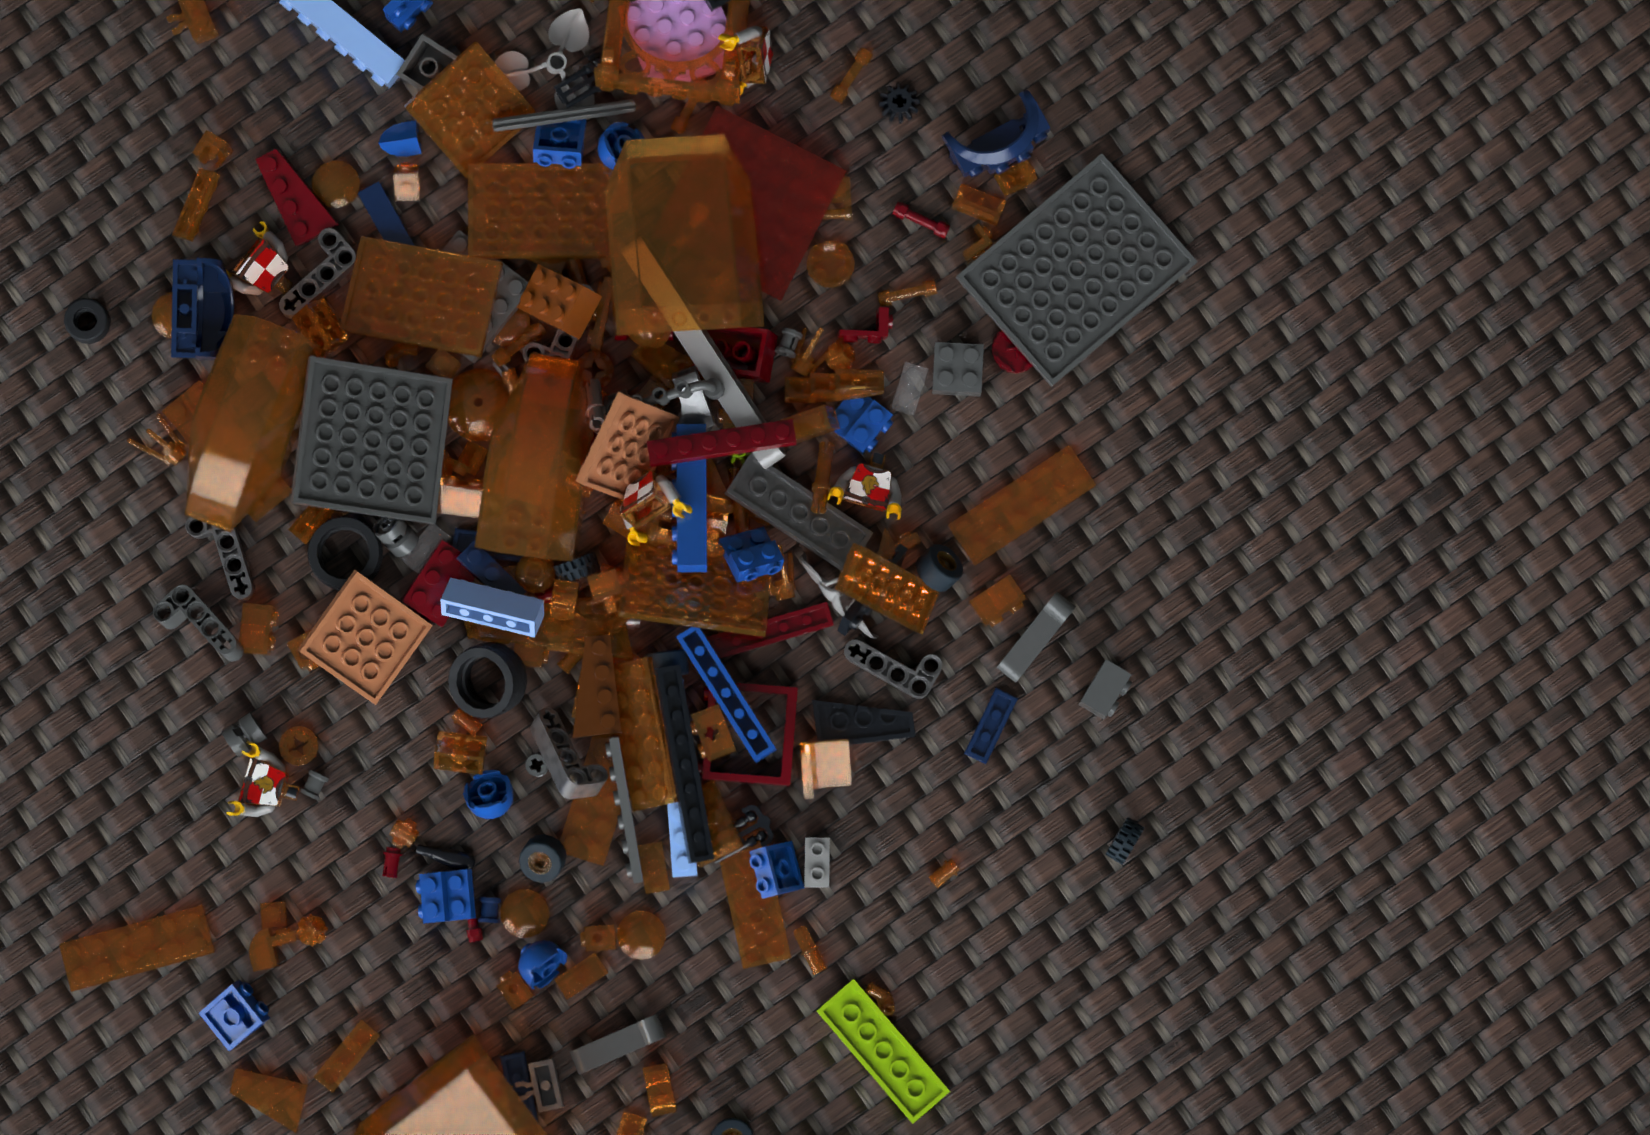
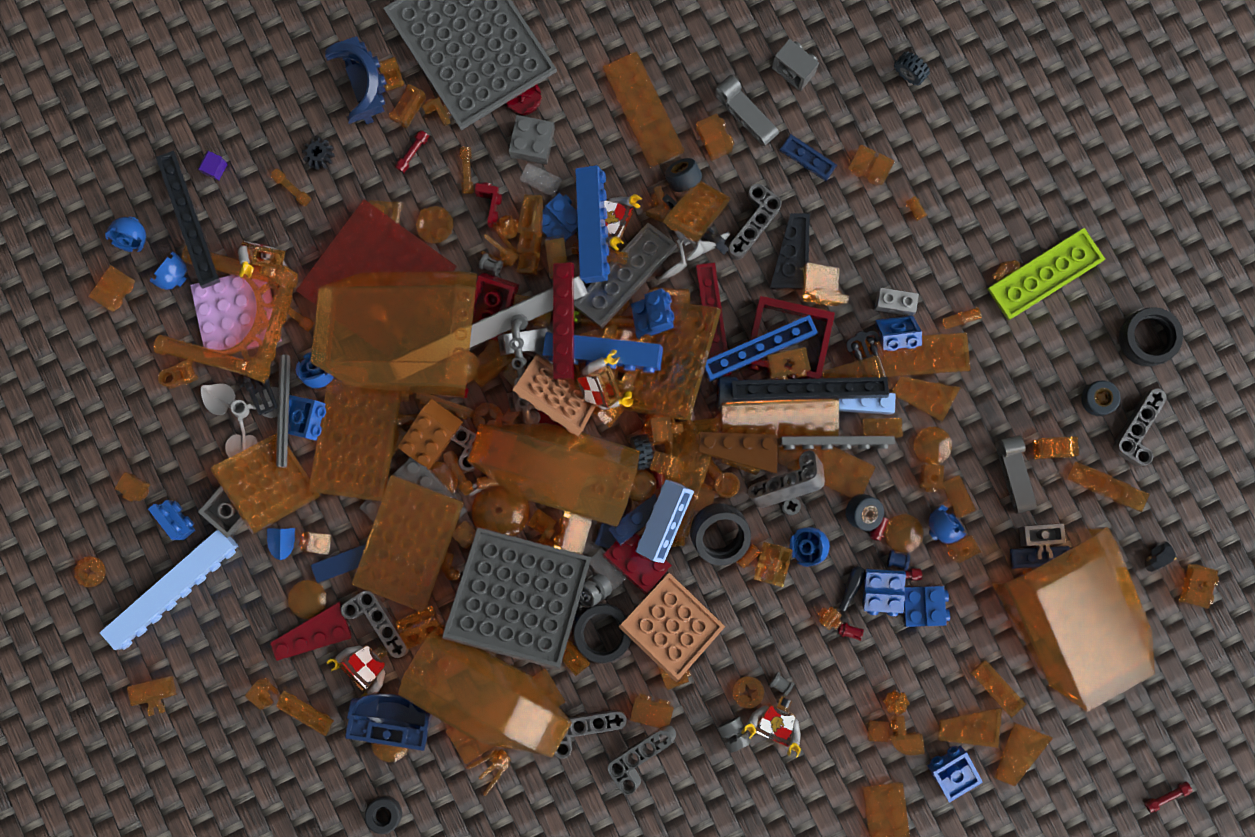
camera: 75 degrees left, 0 degrees up
(292, 1031) = (974, 728): none -> clear orange wing
(436, 952) = (926, 606): none -> blue plate
(519, 879) = (877, 533): none -> dark red pin
(551, 680) = (726, 485): none -> clear orange wheel
(595, 408) = (520, 416): light grey pin -> none
(702, 918) = (926, 396): none -> clear orange wing
(854, 461) = (591, 224): none -> blue brick
(991, 806) = (869, 166): none -> clear orange piece

